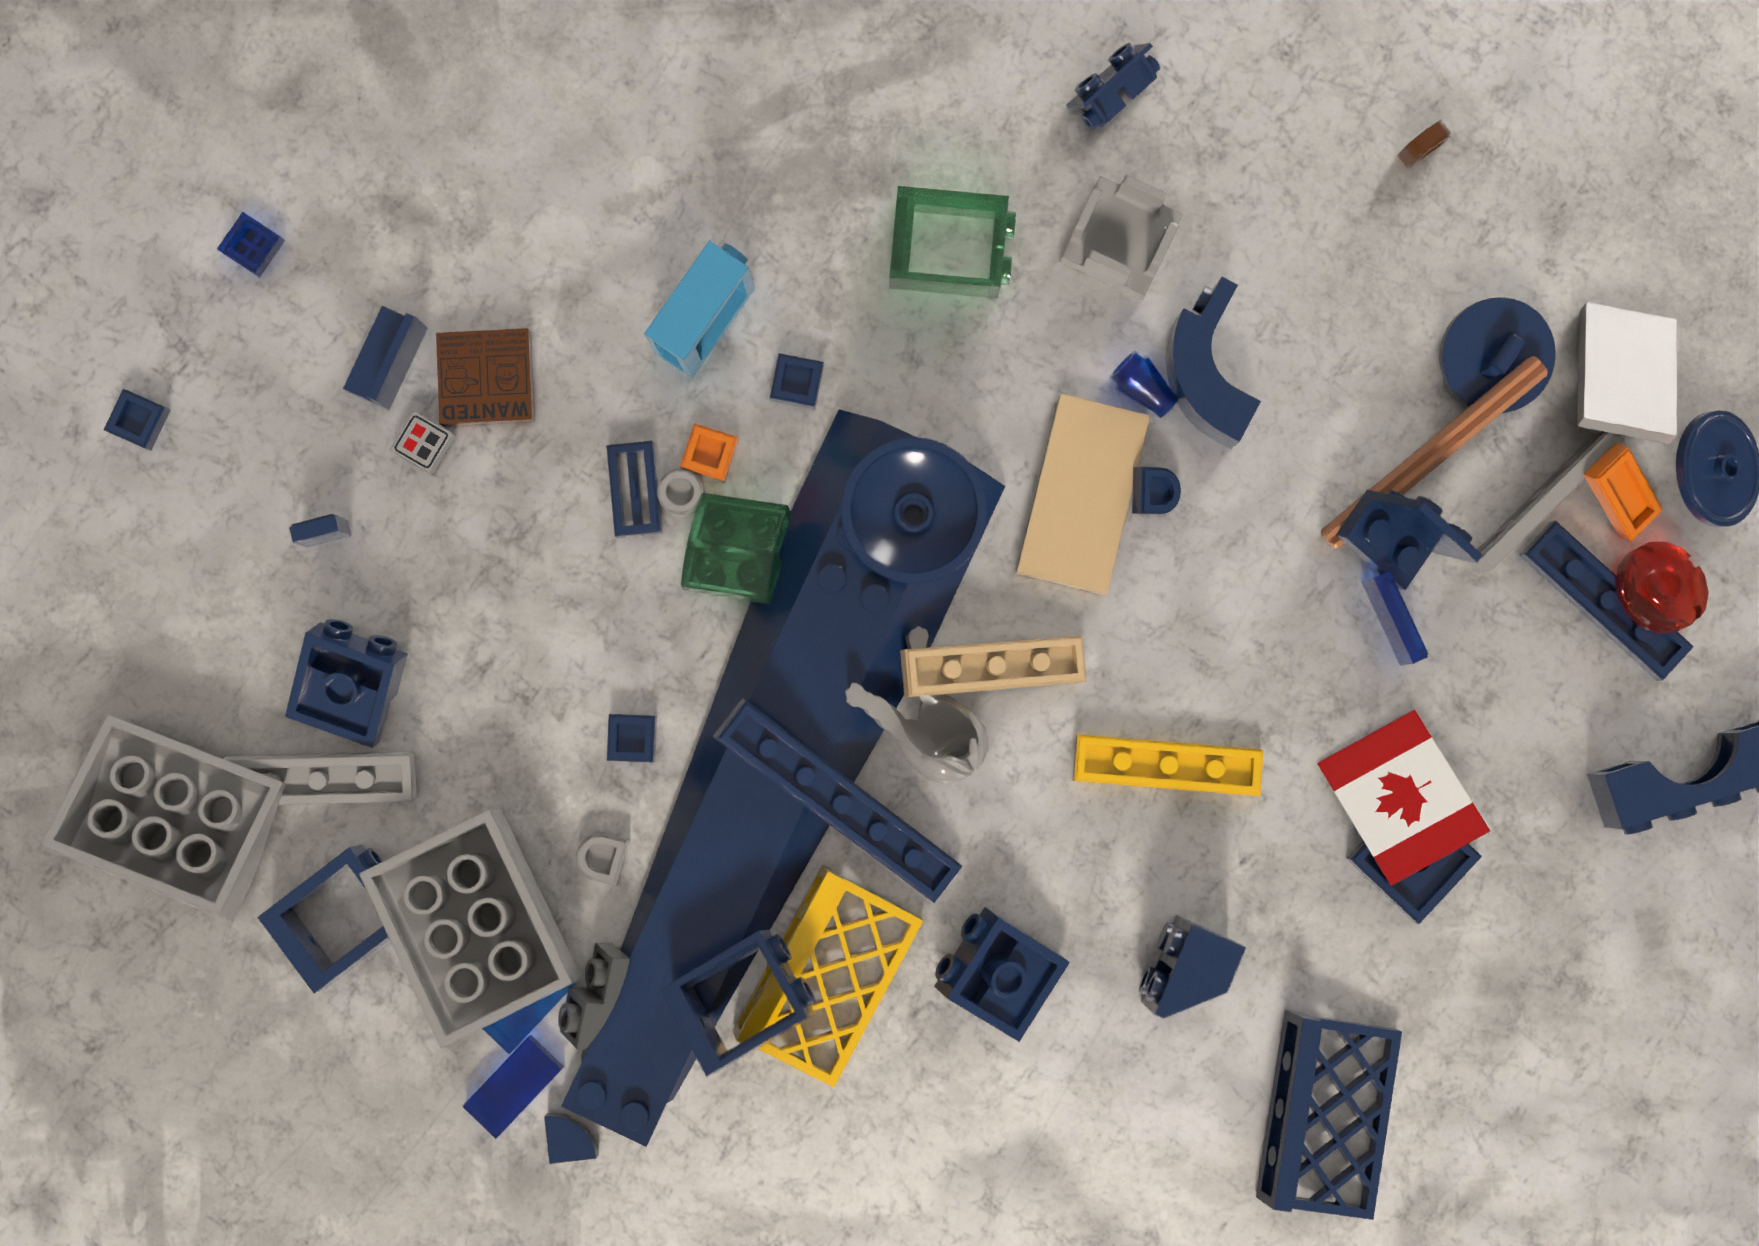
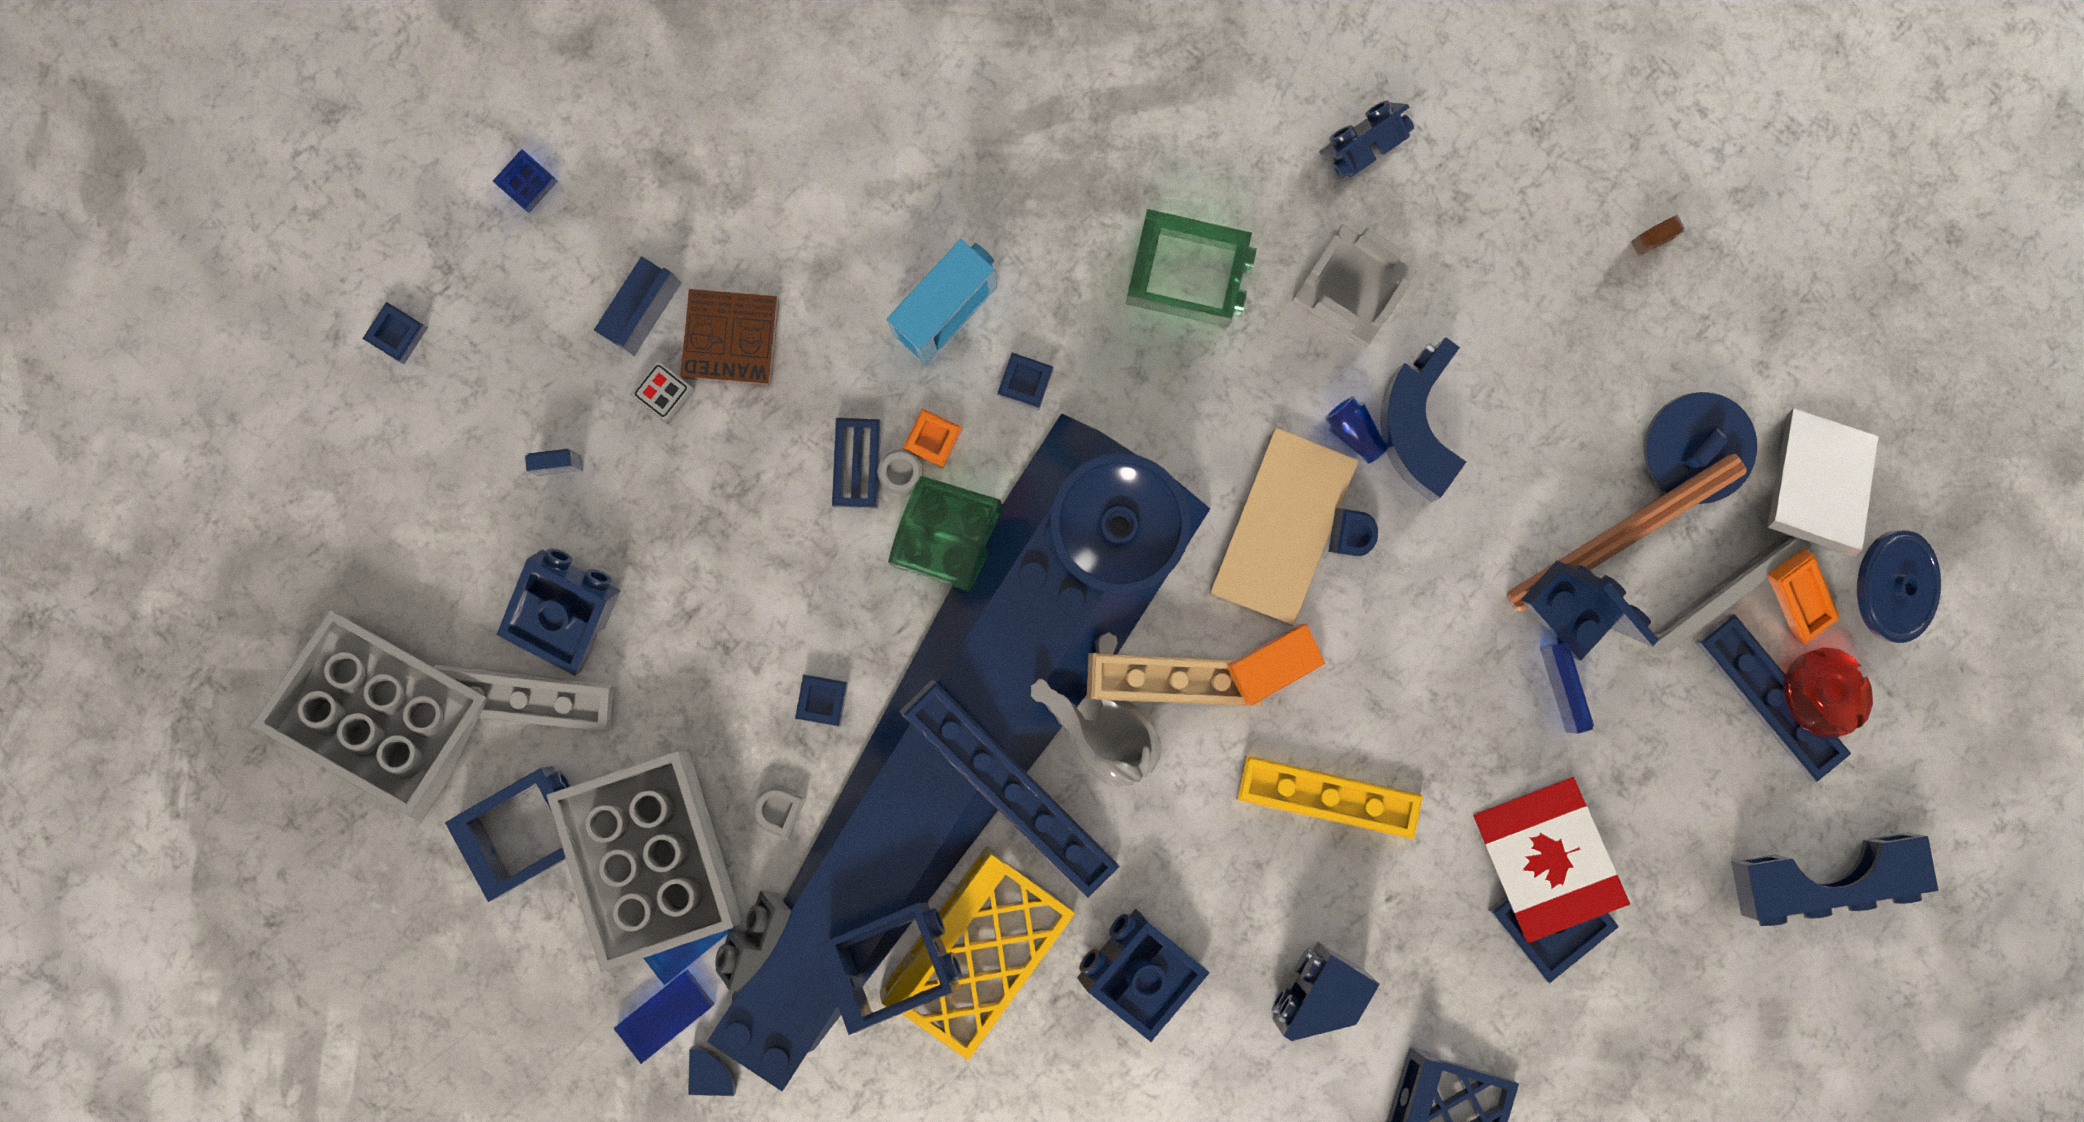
camera: 15 degrees right, 0 degrees up
(1094, 636) = (1276, 664): none -> orange tile

